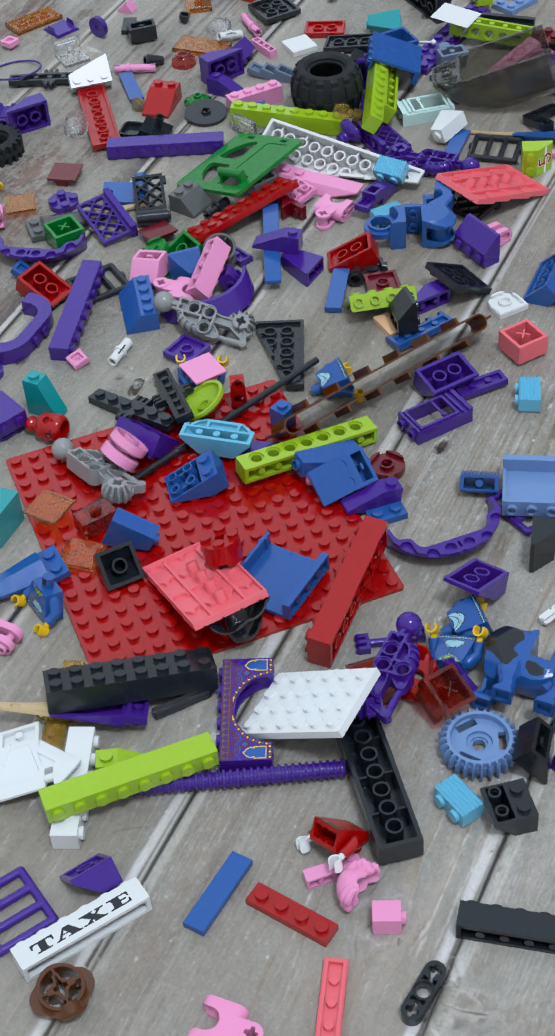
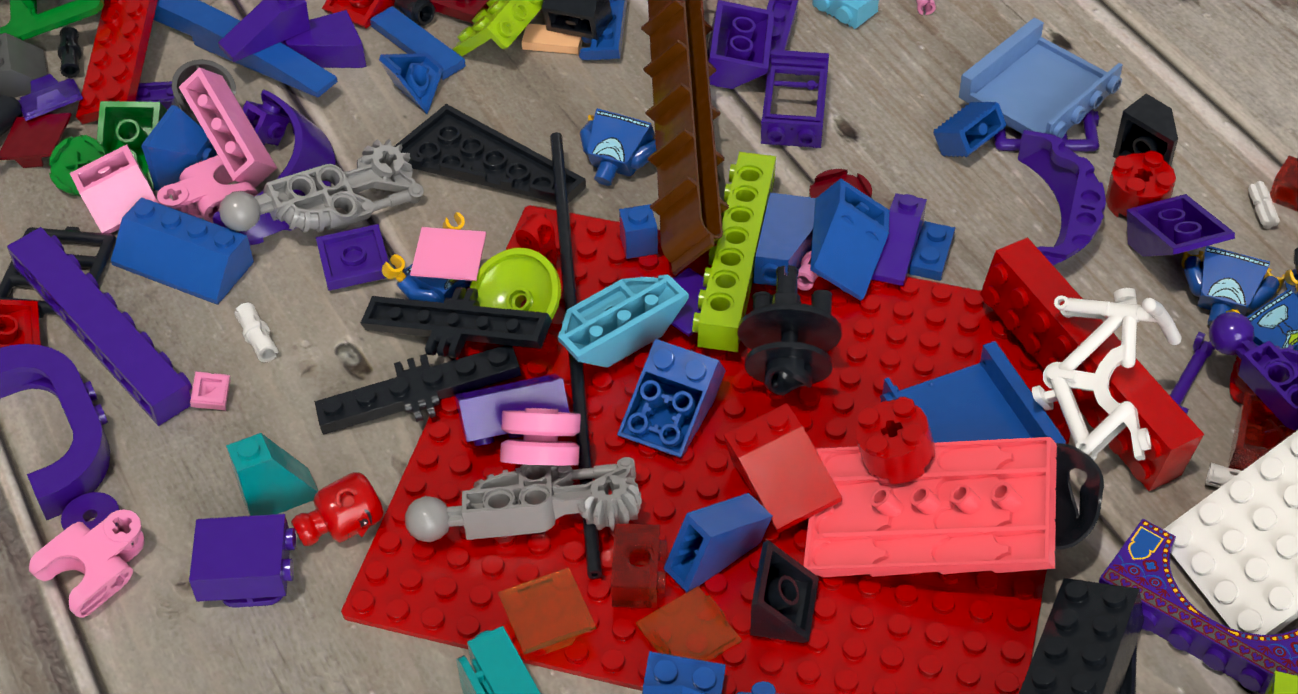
camera: 55 degrees left, 5 degrees up
(184, 527) = (782, 467): none -> slope
(187, 220) = (48, 95): none -> dark purple piece
(257, 477) = (789, 337): none -> black piece
(308, 299) = (414, 75): none -> blue slope
(312, 588) = (1062, 375): none -> white piece
(508, 555) = (1139, 181): none -> red brick

